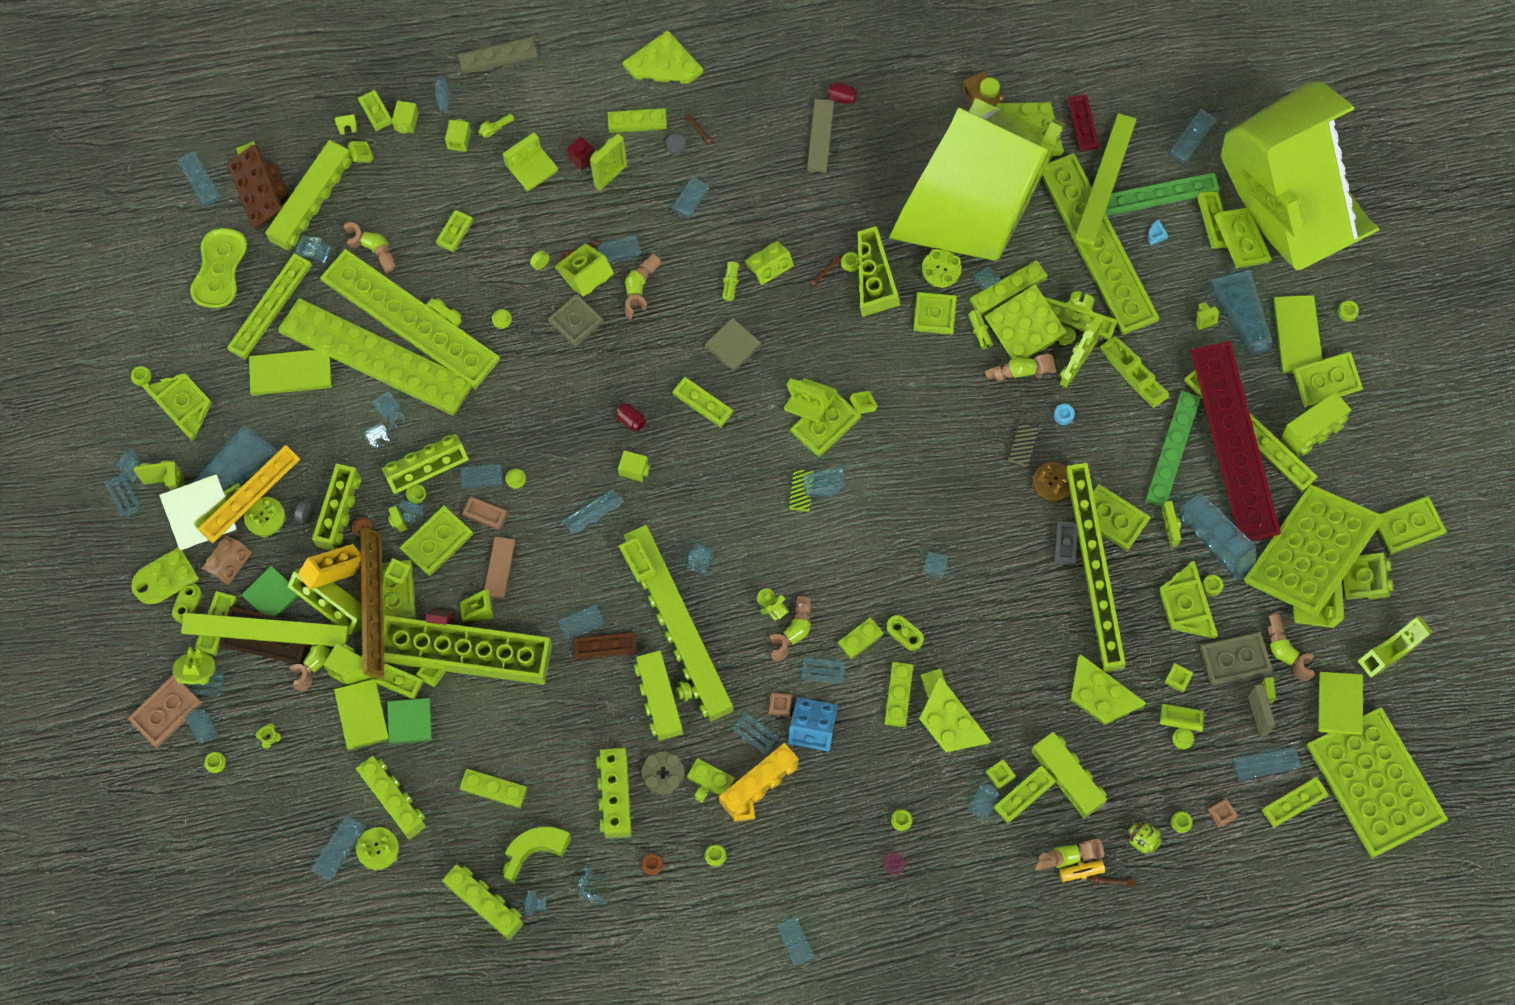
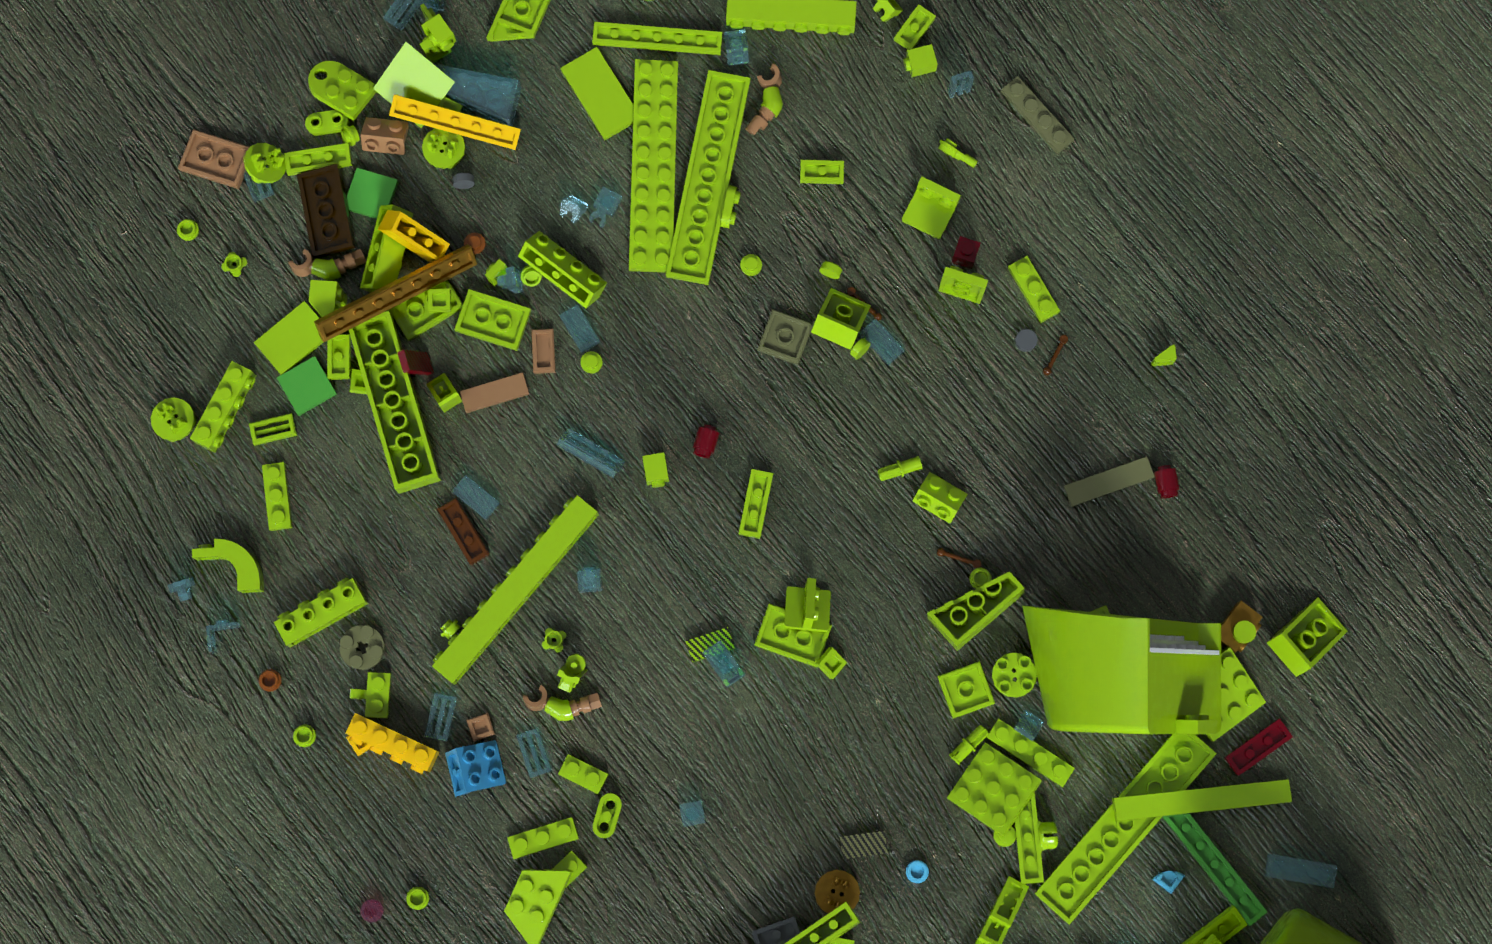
camera: 65 degrees right, 10 degrees up
(169, 461) = (439, 33): none -> lime brick
(201, 725) = (216, 199): clear light blue bracket -> none
(209, 587) = (350, 135): none -> lime plate
(264, 630) = (327, 208): lime tile -> none
(336, 507) = (479, 209): lime brick -> none
(338, 848) = (156, 383): clear light blue plate -> none
(360, 151) = (862, 37): lime plate -> none
(428, 784) = (291, 425): none -> lime tile
(458, 135) = (927, 122): lime brick -> none
(482, 902) = (162, 541): lime brick -> none
(616, 266) = (860, 348): none -> lime tile
(634, 284) = (853, 375): medium nougat piece -> none
(637, 559) = (555, 520): lime plate -> none
(659, 696) = (433, 607): lime brick -> none
(663, 61) = (1113, 283): lime plate -> none
(690, 198) = (972, 384): clear light blue plate -> none
(733, 344) = (833, 503): olive tile -> none
(735, 606) = (549, 635): none -> lime plate
(744, 49) = (1167, 357): none -> lime slope
(795, 941) = (255, 850): clear light blue plate -> none
(1014, 51) = (1307, 637): none -> lime slope
(1023, 367) = (944, 809): medium nougat piece -> none
(1082, 349) = (987, 859): lime plate -> none

